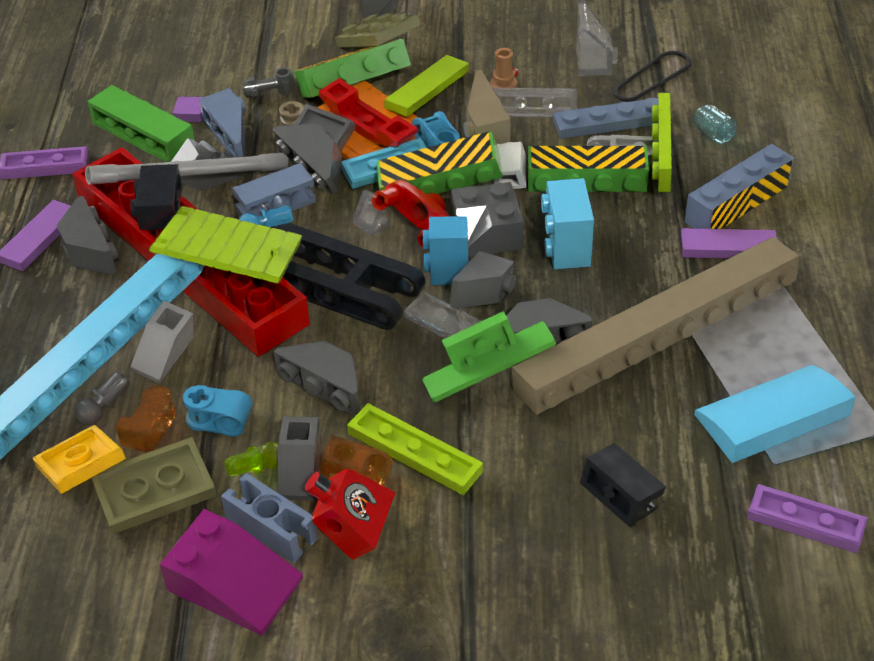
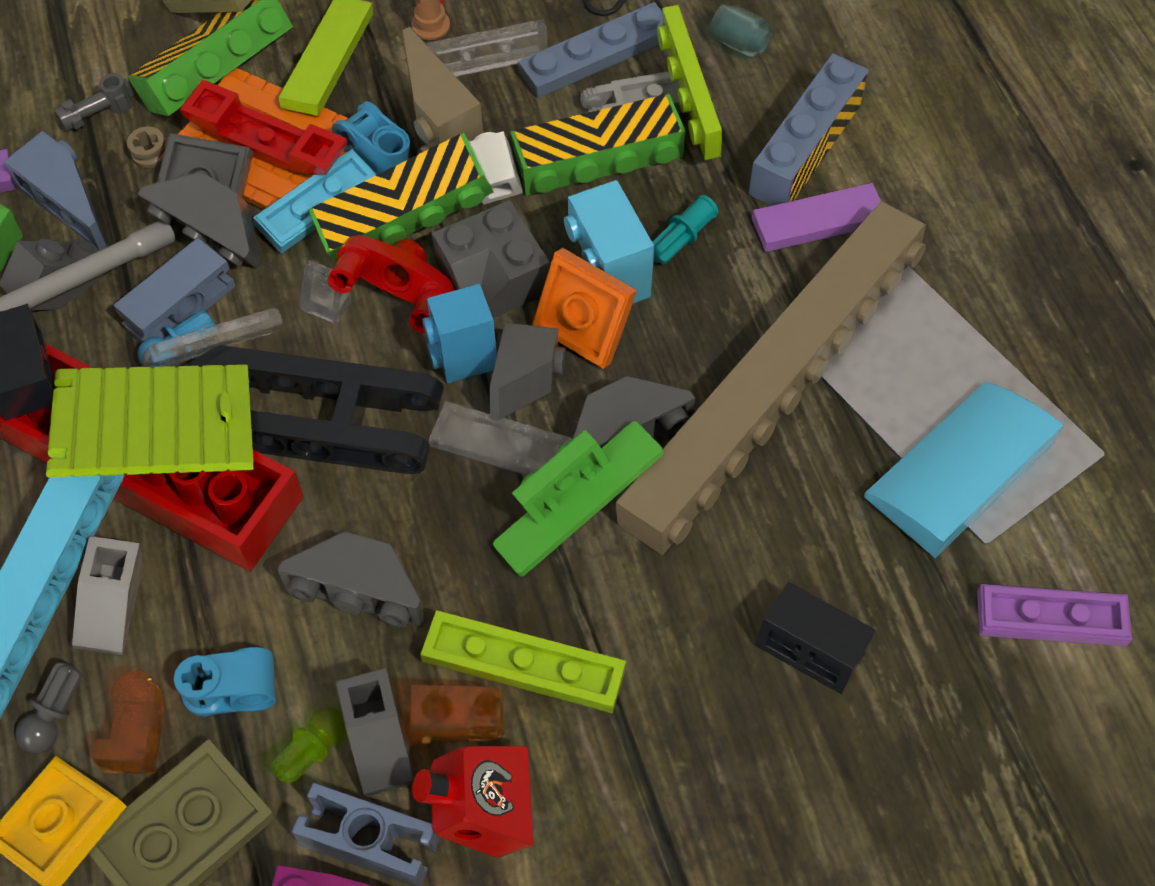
camera: 20 degrees left, 15 degrees up
(310, 219) = (203, 340): none -> clear tile
(537, 253) = (584, 307): none -> orange plate
(627, 230) = (684, 229): none -> teal axle

